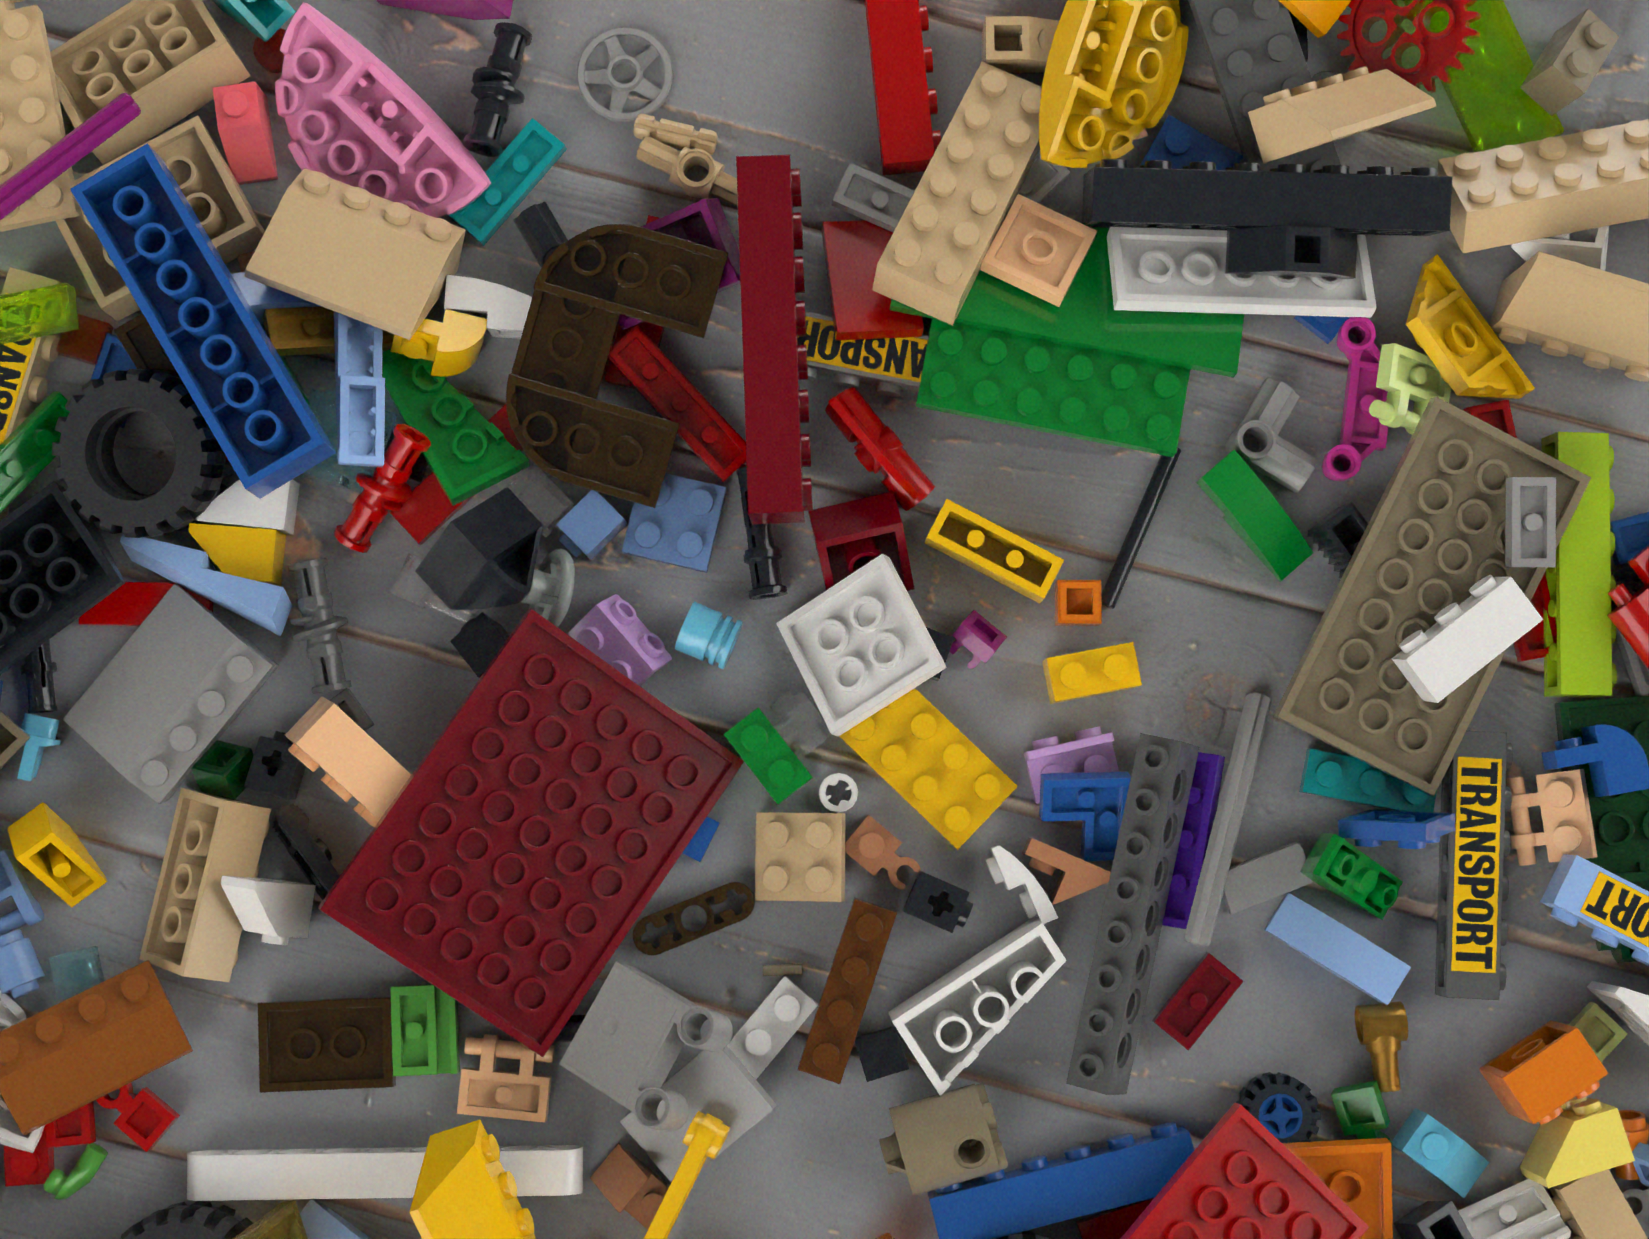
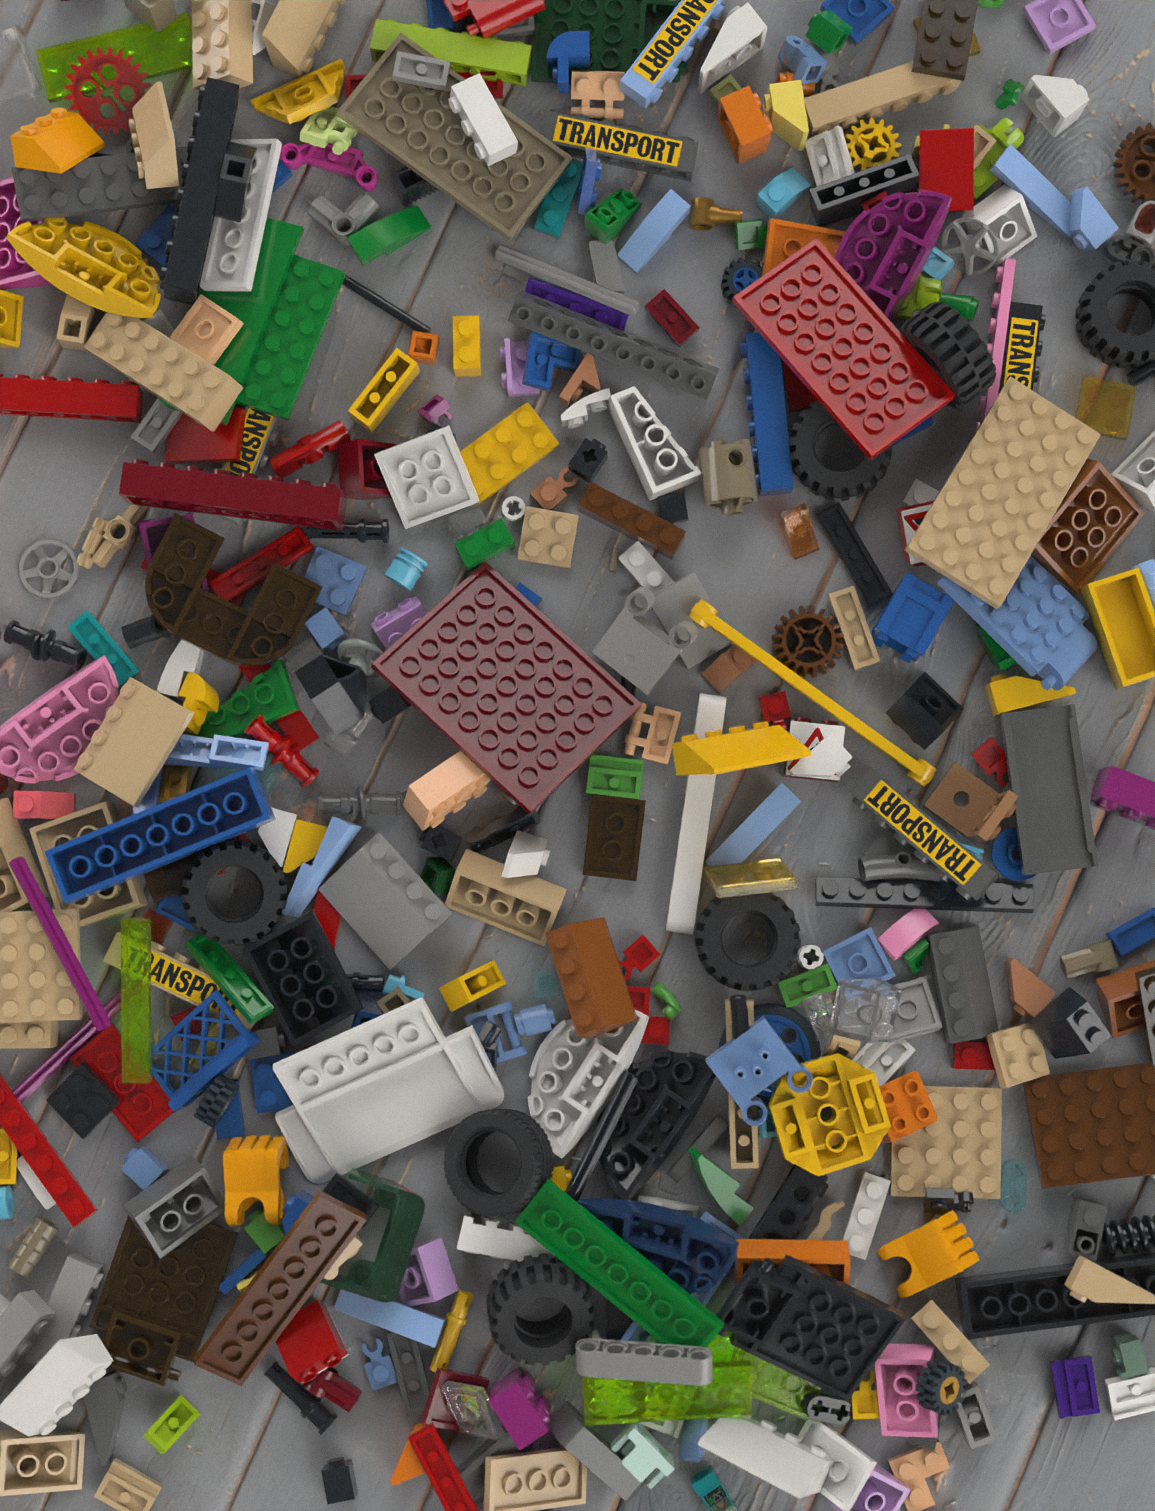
camera: 80 degrees left, 0 degrees up
(659, 920) = (563, 589): dark brown beam -> none

